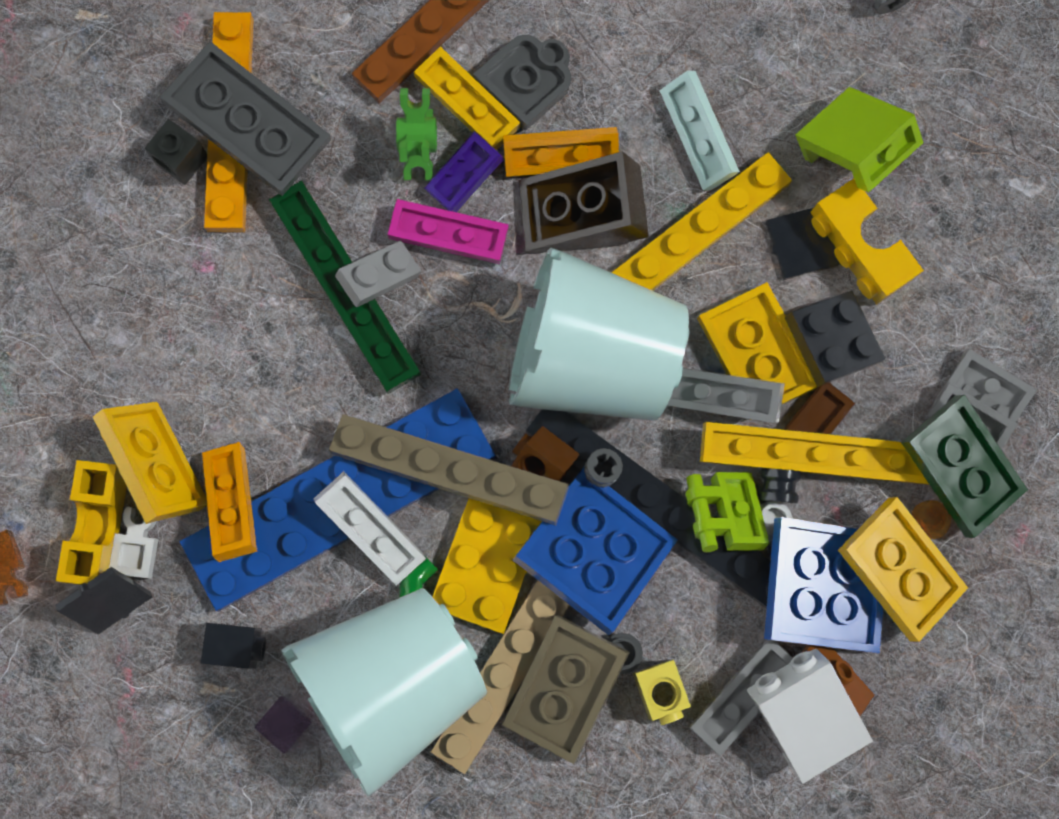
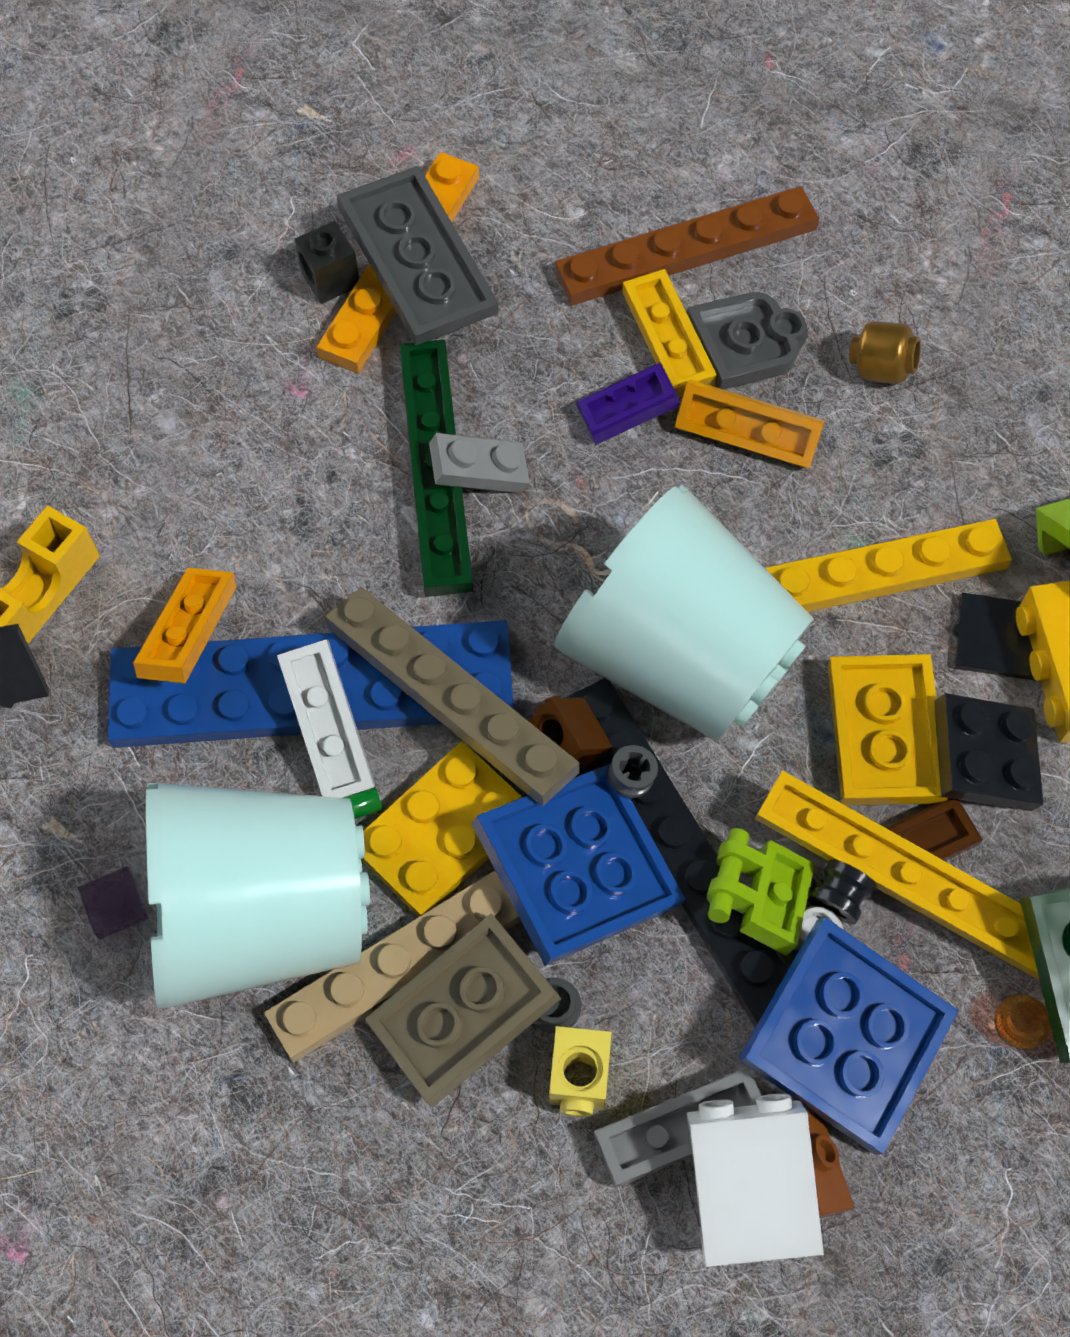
camera: 30 degrees right, 15 degrees down
(134, 552) = (59, 637): white plate -> none
(150, 461) = (125, 545): yellow plate -> none
(233, 646) = (104, 784): black brick -> none
(416, 134) = (592, 338): bright green pin -> none
(448, 231) = (581, 455): dark pink plate -> none
(584, 205) = (759, 486): dark brown slope -> none
(635, 48) = (885, 352): none -> pearl gold head
(699, 130) = (922, 464): light aqua plate -> none
(729, 395) = (819, 752): light grey plate -> none
(903, 569) = (959, 1060): yellow plate -> none

